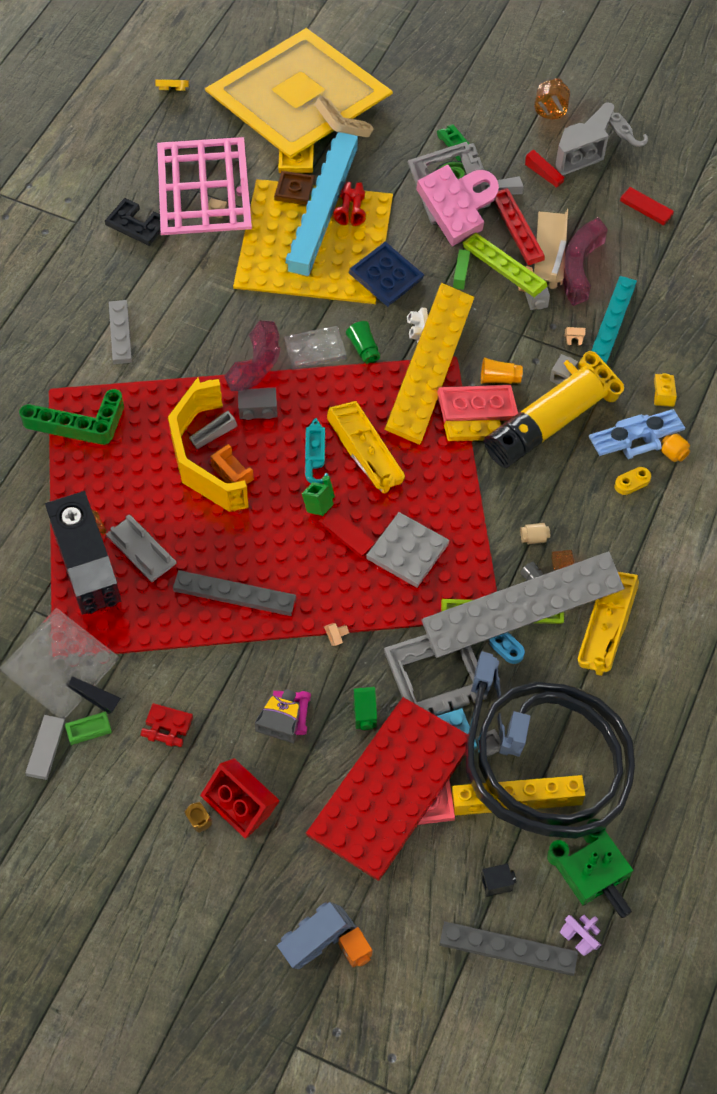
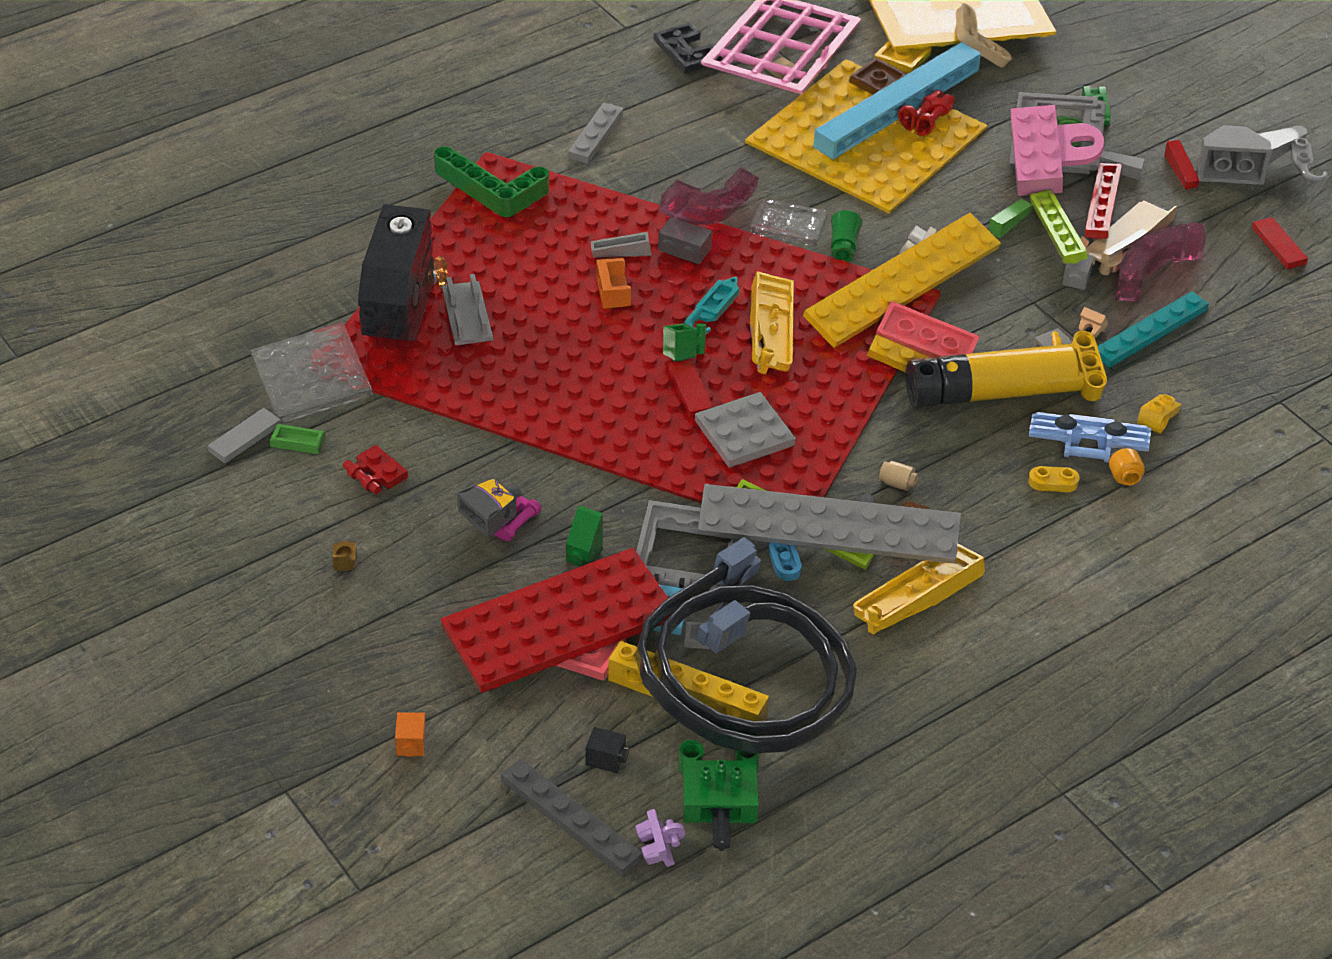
camera: 30 degrees right, 15 degrees down
(95, 695) = (325, 413): black piece -> none
(201, 398) = (588, 219): yellow panel -> none
(234, 593) = (532, 389): dark grey plate -> none
(239, 797) = (397, 557): red slope -> none
(315, 934) = (377, 701): sand blue wedge -> none
(334, 633) = (608, 466): light nougat tile -> none
(386, 274) = (918, 187): dark blue plate -> none
(500, 372) = (976, 320): light orange plant -> none
(552, 99) = (1239, 102): clear orange piece -> none

